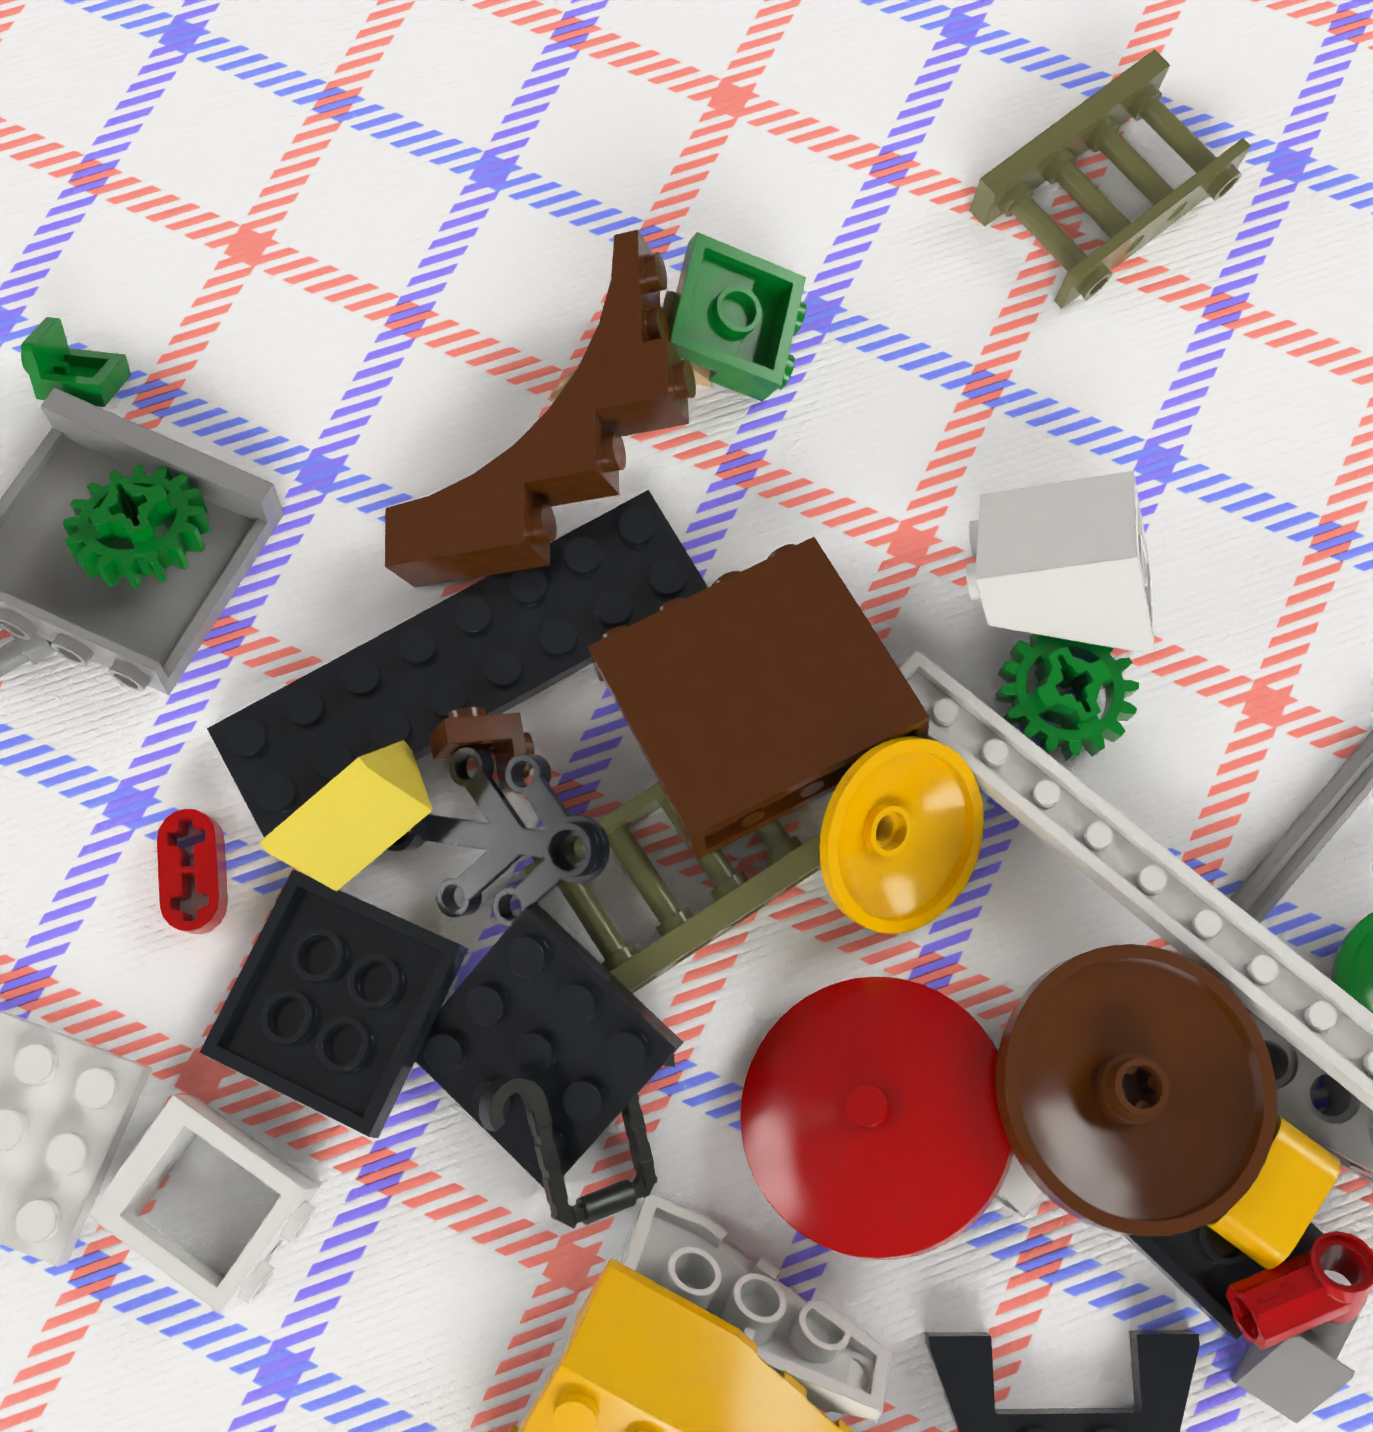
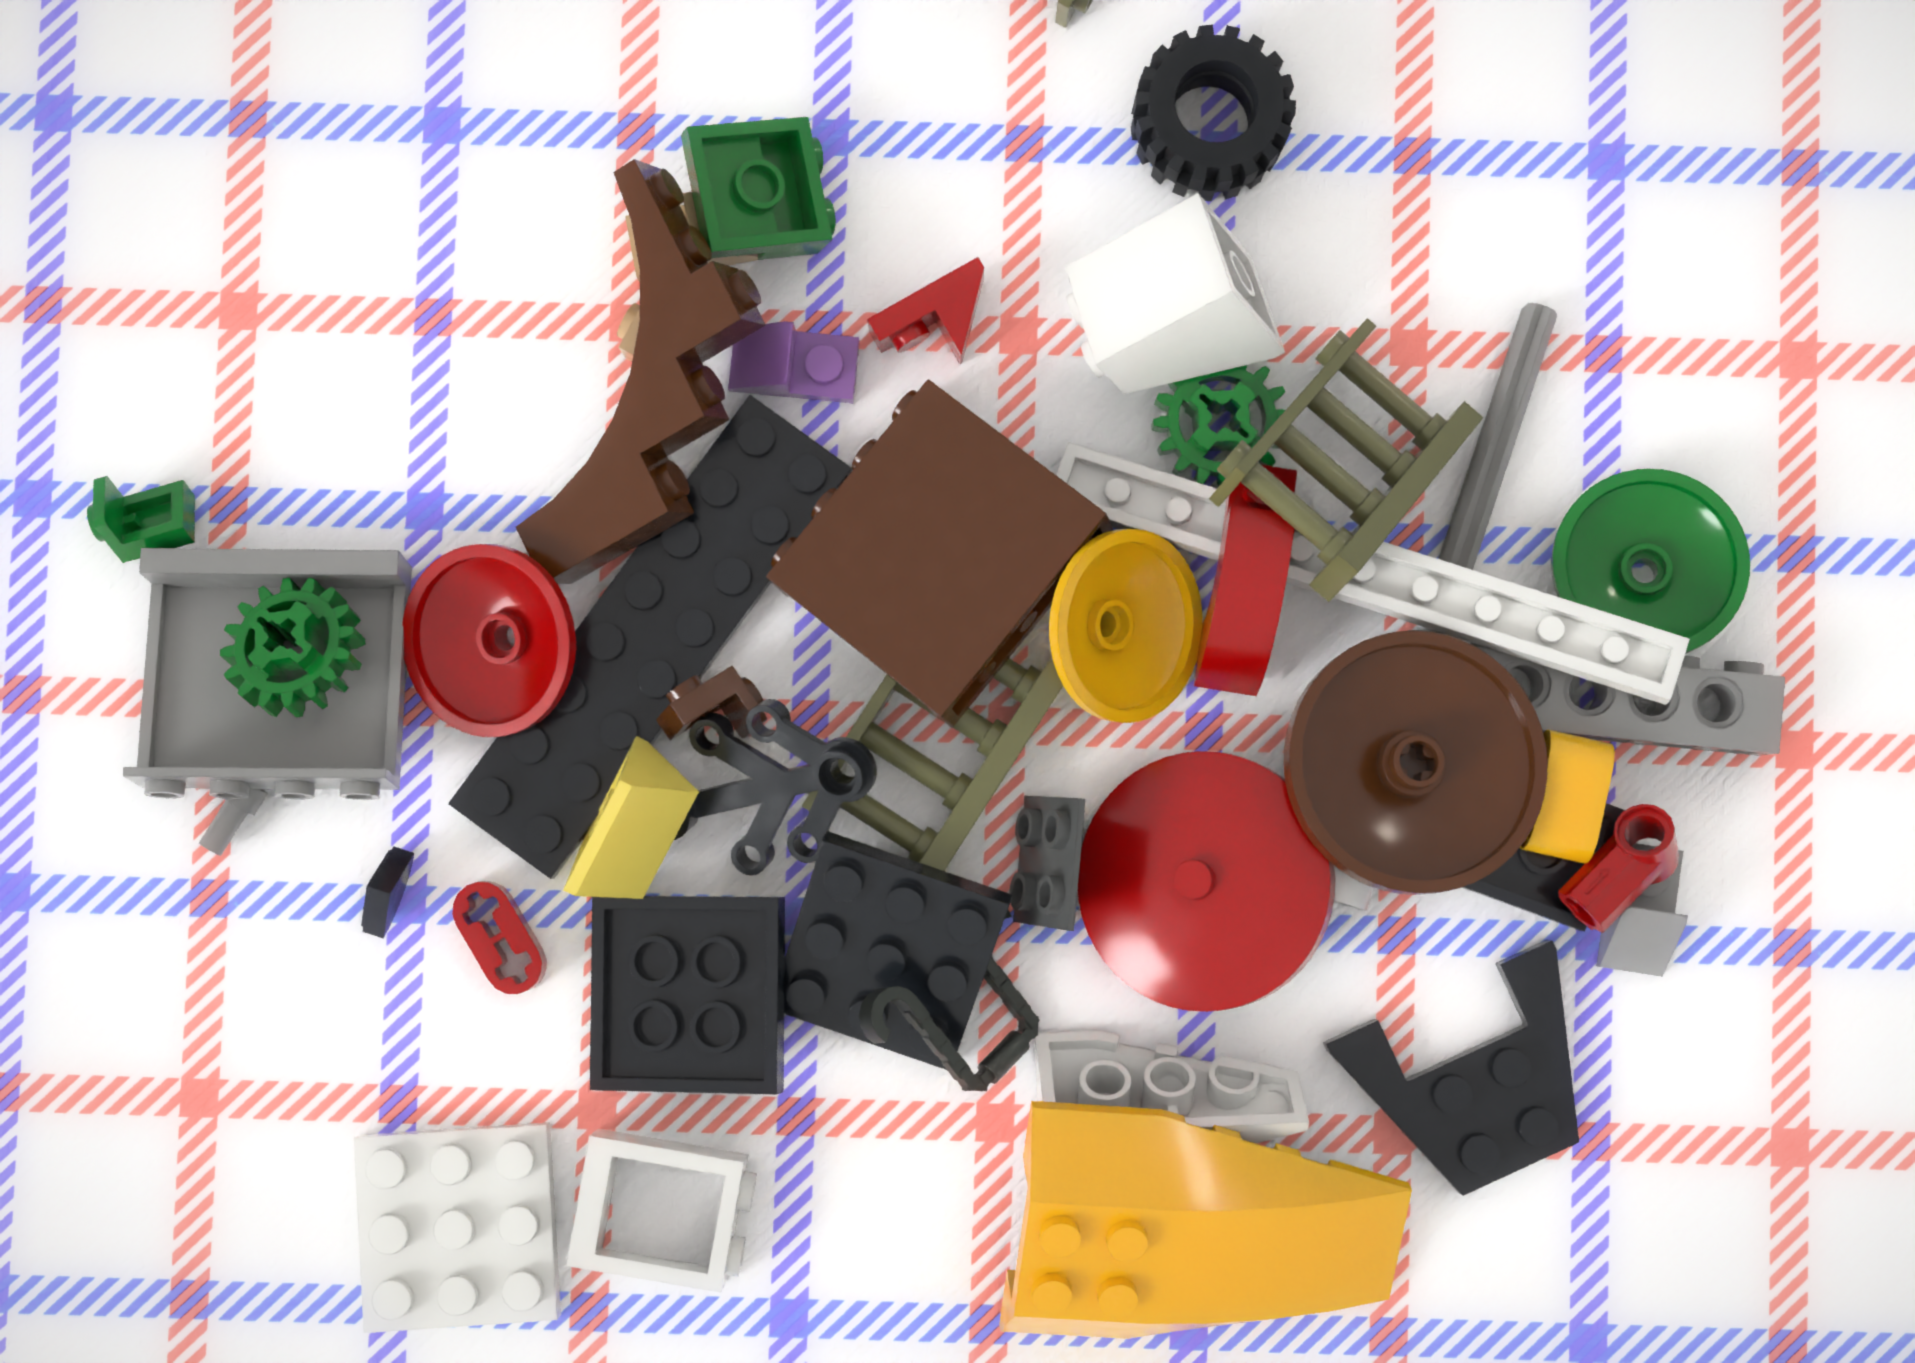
camera: 25 degrees left, 10 degrees up
(111, 783) = (386, 891): none -> black tile
(290, 593) = (460, 643): none -> red dish
(698, 482) = (795, 364): none -> medium lavender slope
(726, 1041) = (1048, 861): none -> dark grey hinge
(856, 482) = (947, 302): none -> red slope
(1036, 844) = (1246, 592): none -> red arch
(1185, 824) = (1372, 511): none -> olive fence
(1193, 385) = (1222, 64): none -> black tyre

